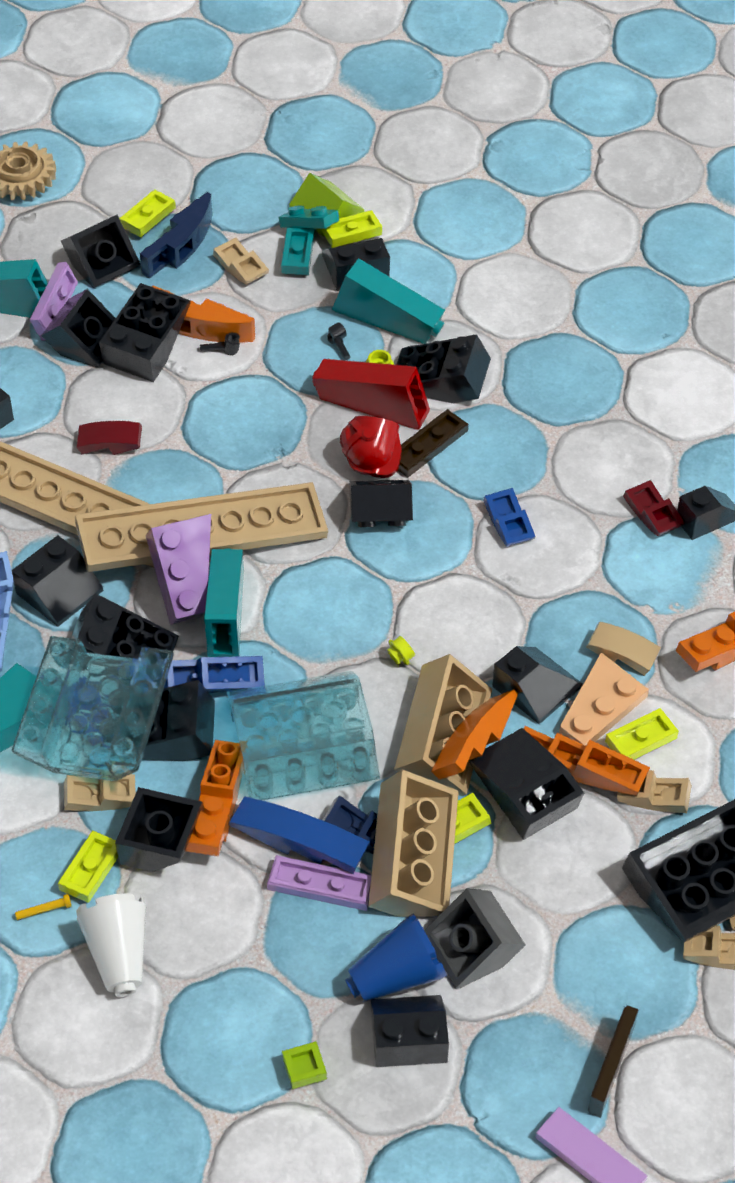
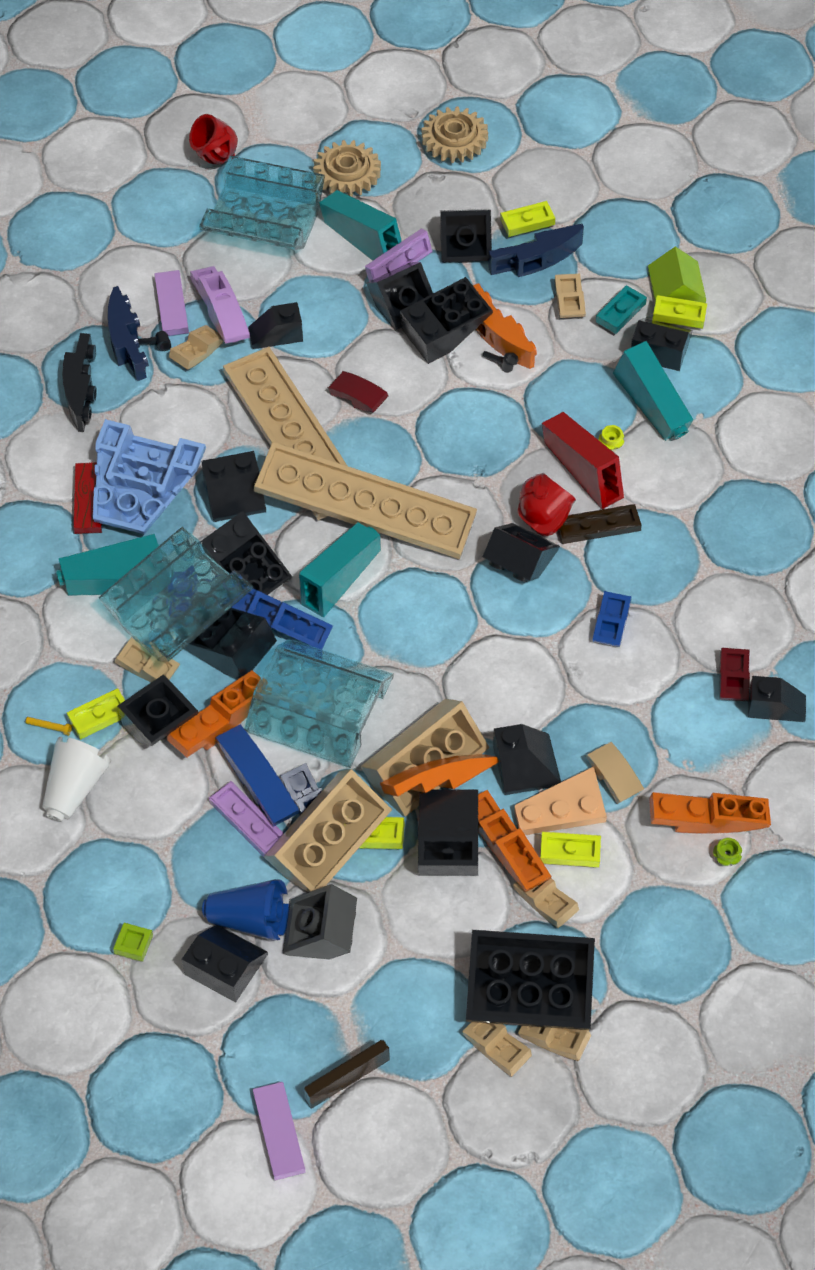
camera: 35 degrees right, 5 degrees up
(182, 565) = (322, 521): medium lavender wedge -> none
(315, 217) = (648, 285): teal plate -> none
(335, 335) = (597, 395): black hand -> none
(400, 650) = (441, 679): neon yellow plate -> none
(449, 368) = (658, 470): black slope -> none

